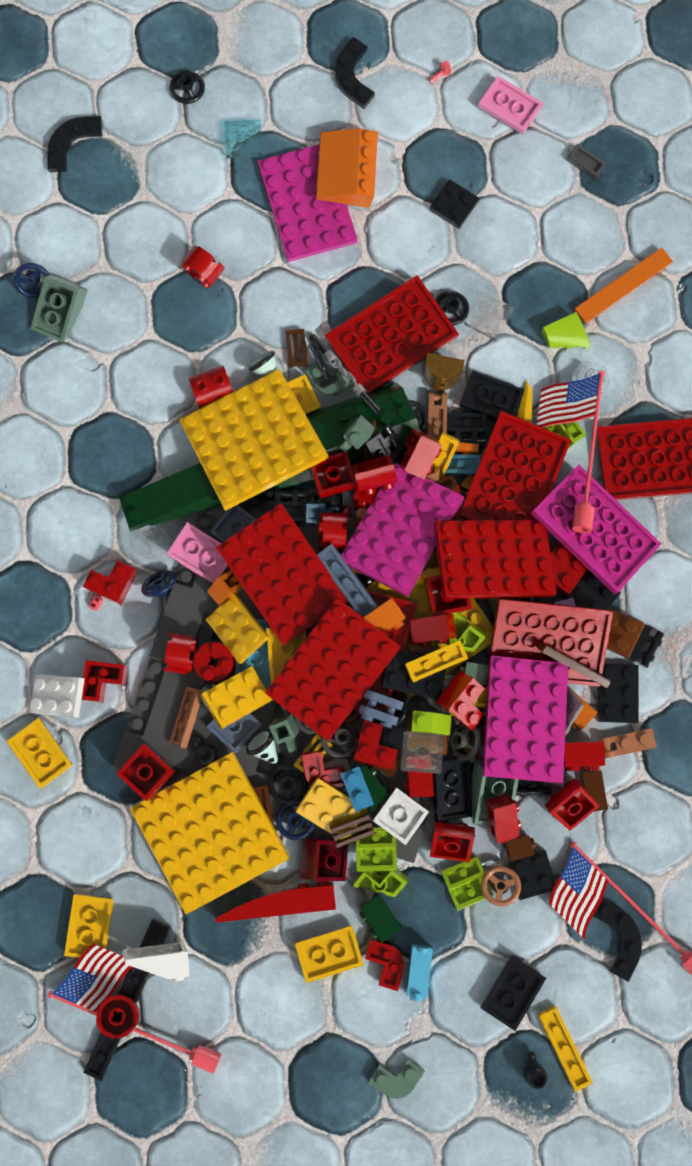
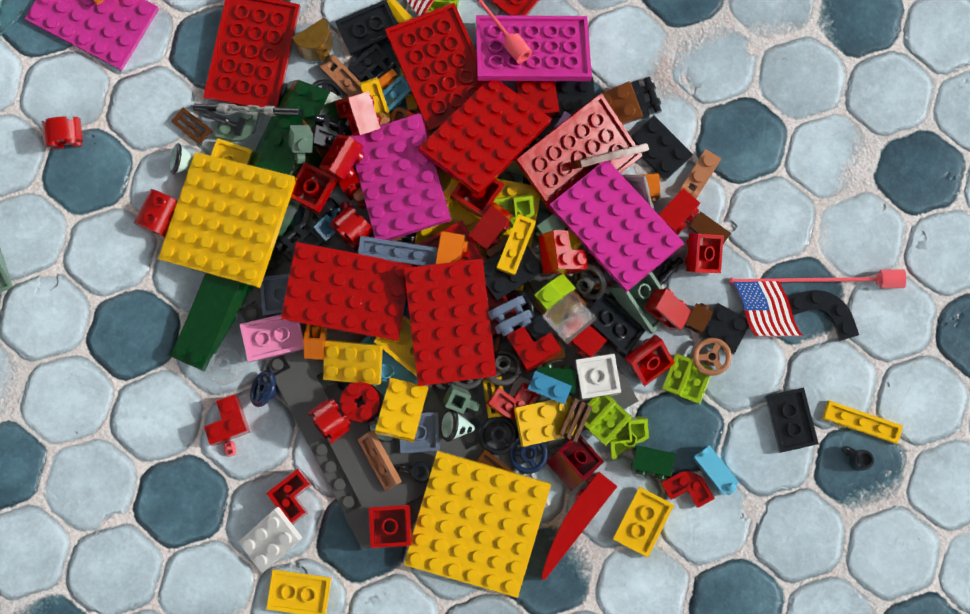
camera: 45 degrees left, 0 degrees up
(396, 1085) = (779, 558): sand green plate -> none

